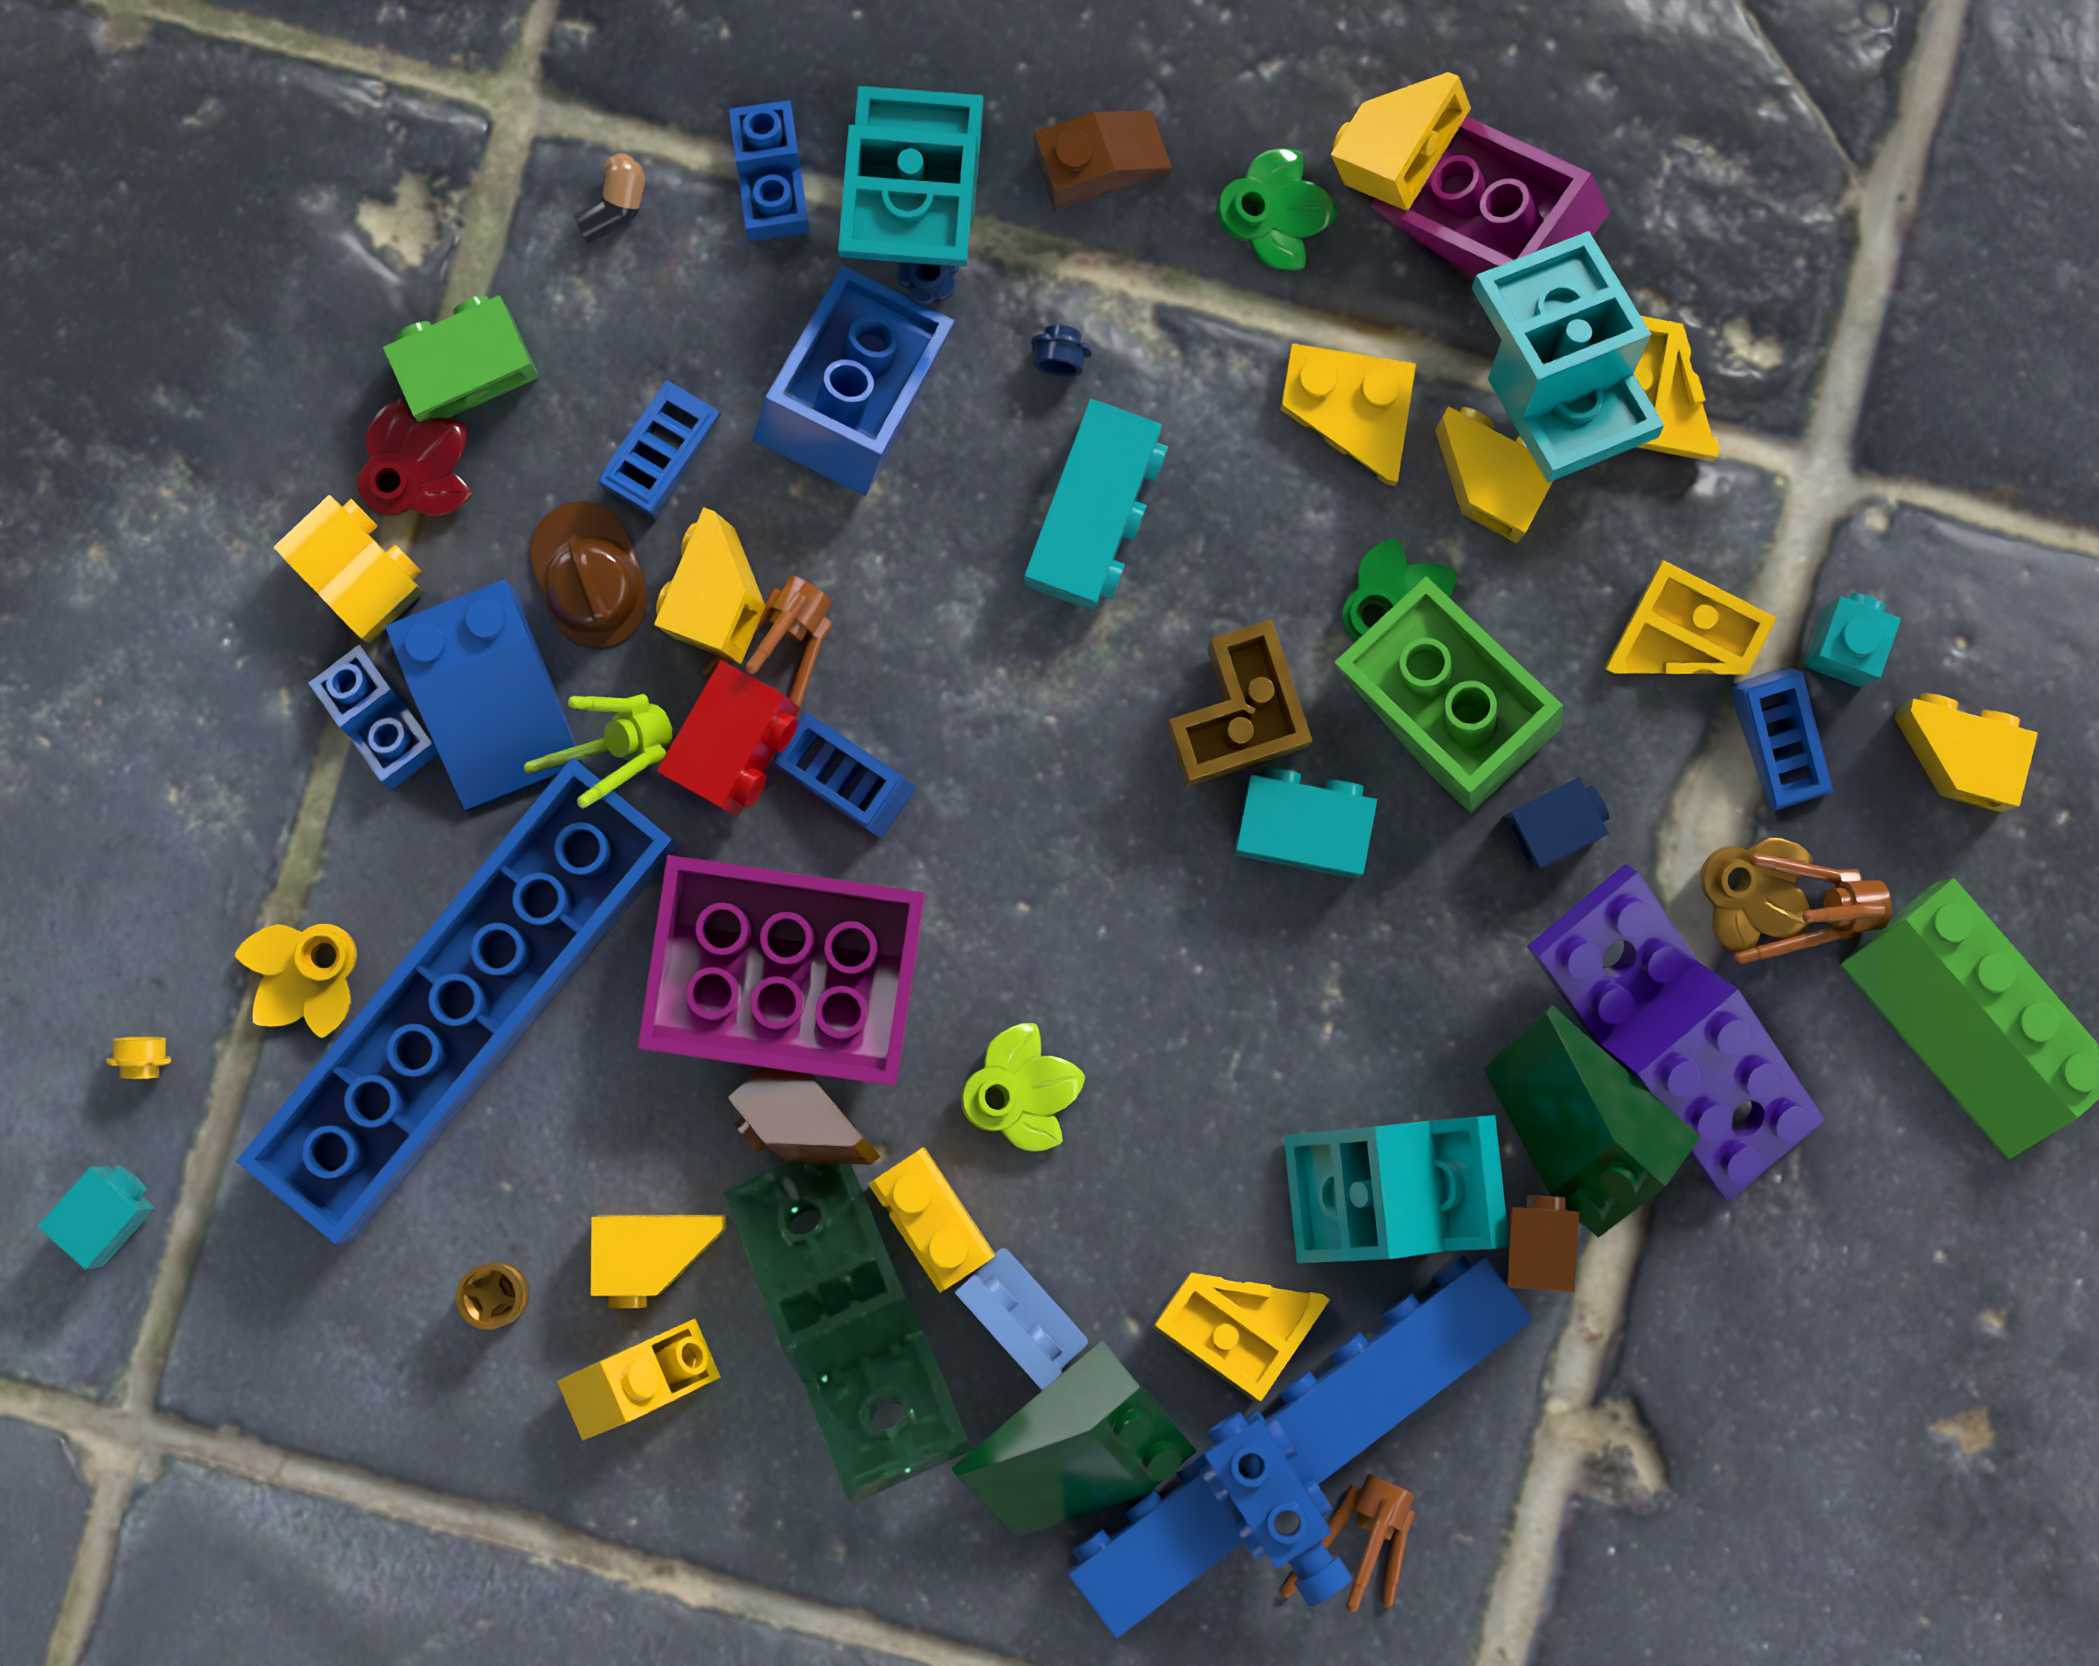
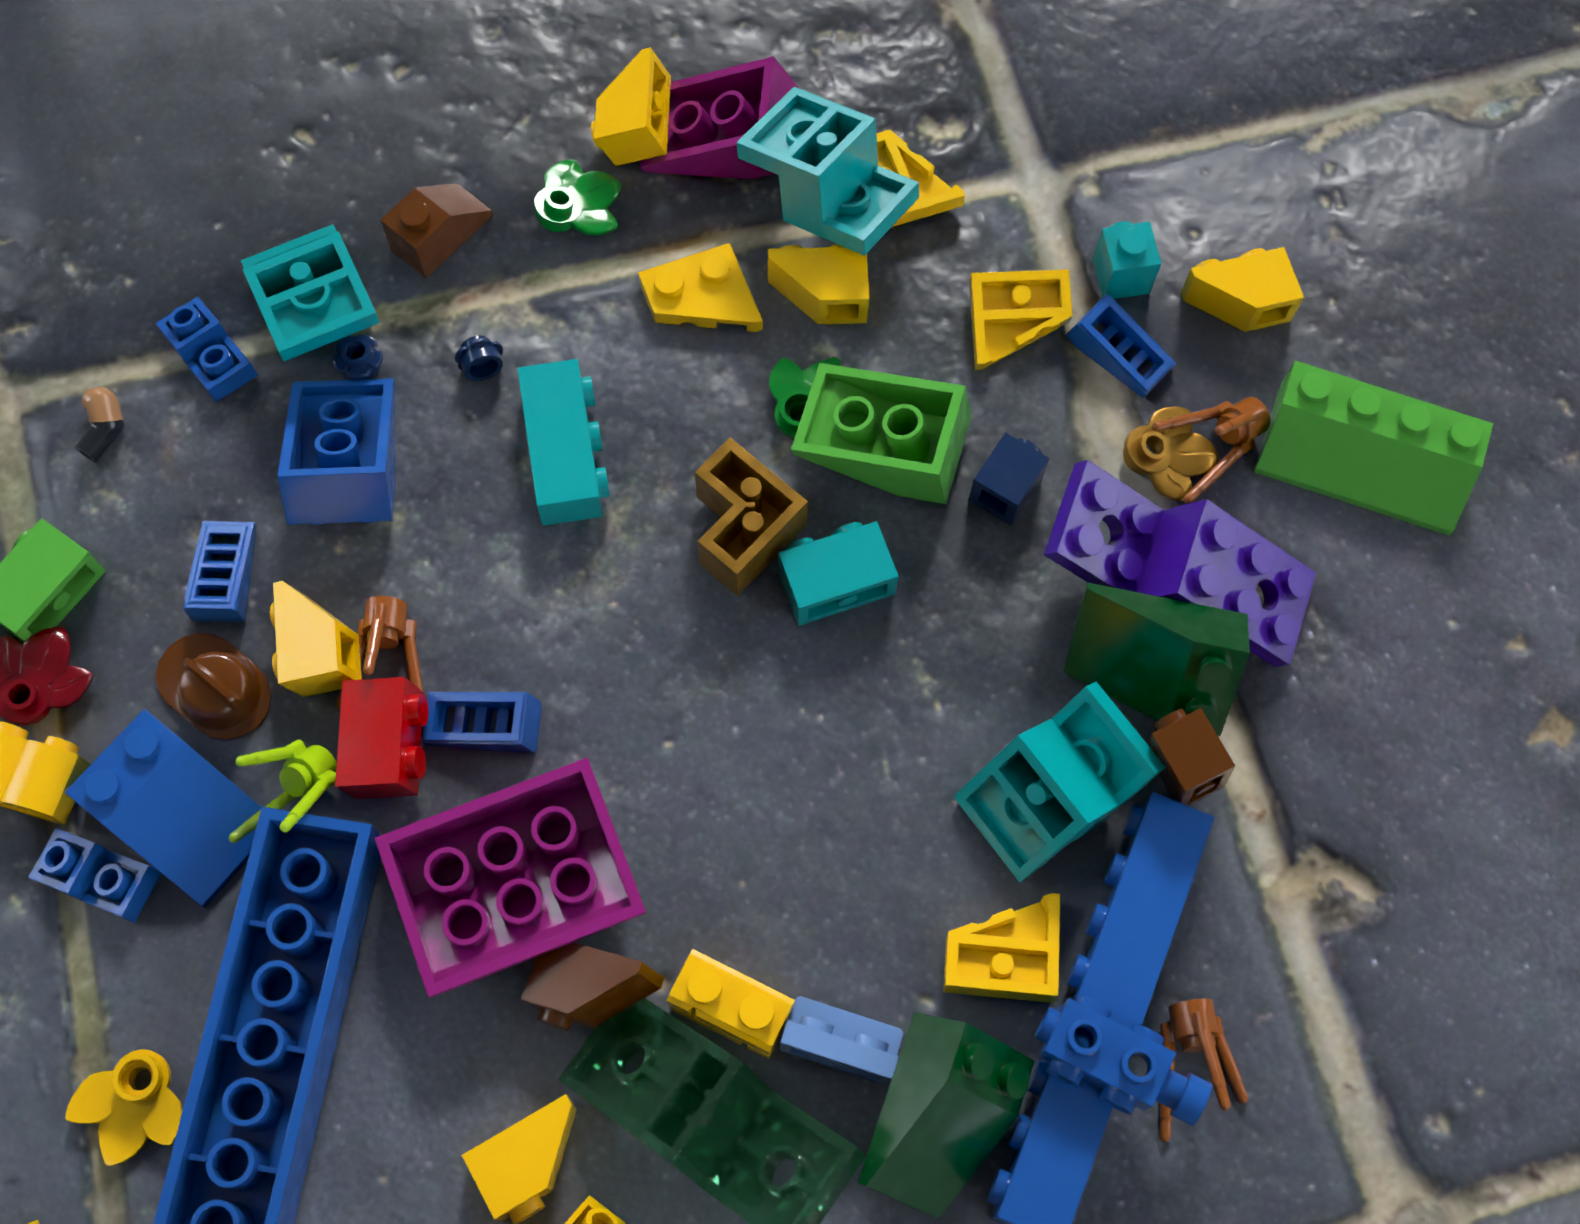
camera: 30 degrees left, 15 degrees down
(1031, 1089) = (749, 867): lime plate -> none

